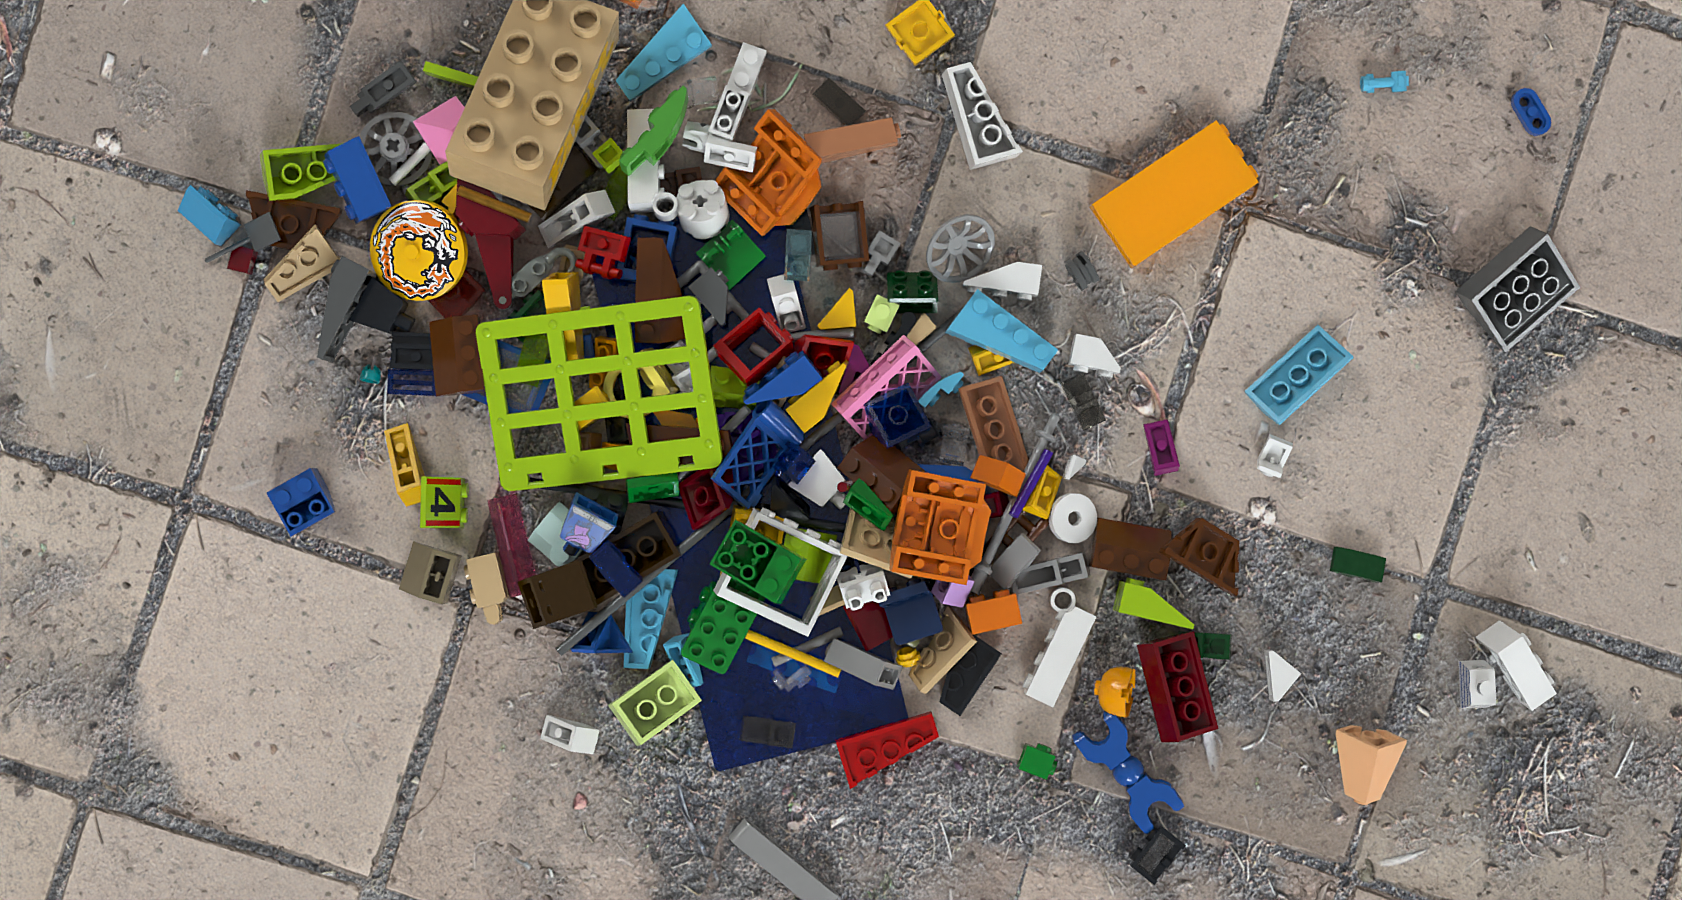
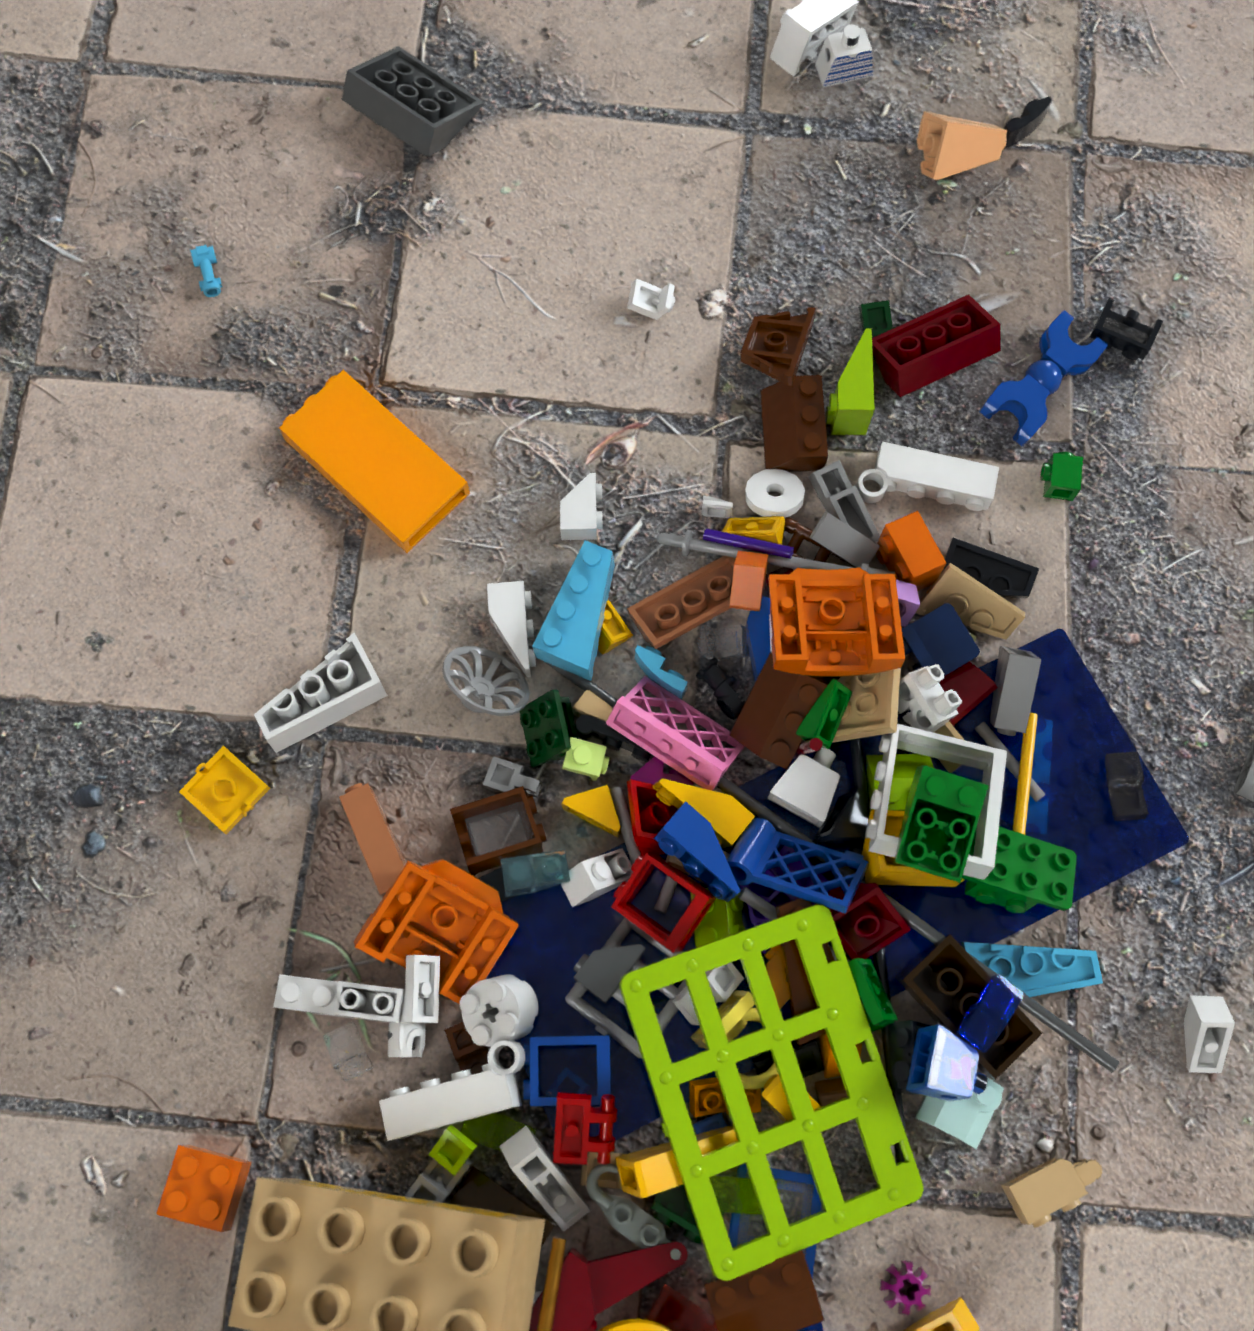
camera: 110 degrees left, 15 degrees down
(430, 573) = (1059, 1273): dark tan slope -> none
(439, 454) = (896, 1283): none -> magenta piece
(443, 502) = (965, 1273): lime slope -> none
(511, 541) = (988, 1167): clear pink slope -> none
(557, 594) = (1041, 1087): dark brown slope -> none
(603, 639) = (1080, 1012): blue slope -> none
(654, 703) = (1136, 933): yellowish green slope -> none
(656, 281) = (612, 1045): reddish brown wedge -> none
(664, 127) = (401, 1082): bright green slope -> none
(666, 52) = (302, 1107): medium azure wing -> none
(673, 650) = (1059, 922): medium azure slope -> none
(731, 253) = (548, 961): green hinge -> none
(793, 464) = (797, 819): clear blue brick -> none
(798, 678) = (1053, 763): clear bracket -> none
(838, 103) = (332, 870): clear smoke slope -> none
(883, 746) = (1103, 657): red wing -> none
(896, 416) = (708, 711): clear blue slope -> none
(907, 656) = (988, 642): yellow plate -> none
(1081, 270) = (484, 540): dark grey wheel -> none
(1082, 401) = (636, 513): clear smoke slope -> none
(1116, 690) = (959, 406): light orange cylinder -> none
(1161, 447) = (669, 418): magenta slope -> none
(1279, 675) = (891, 248): white slope -> none
(1298, 375) = (554, 292): medium azure slope -> none
(1357, 564) = (748, 195): dark green slope -> none
(1383, 836) = (1031, 118): none -> black slope
(1532, 111) = (214, 123): blue plate -> none

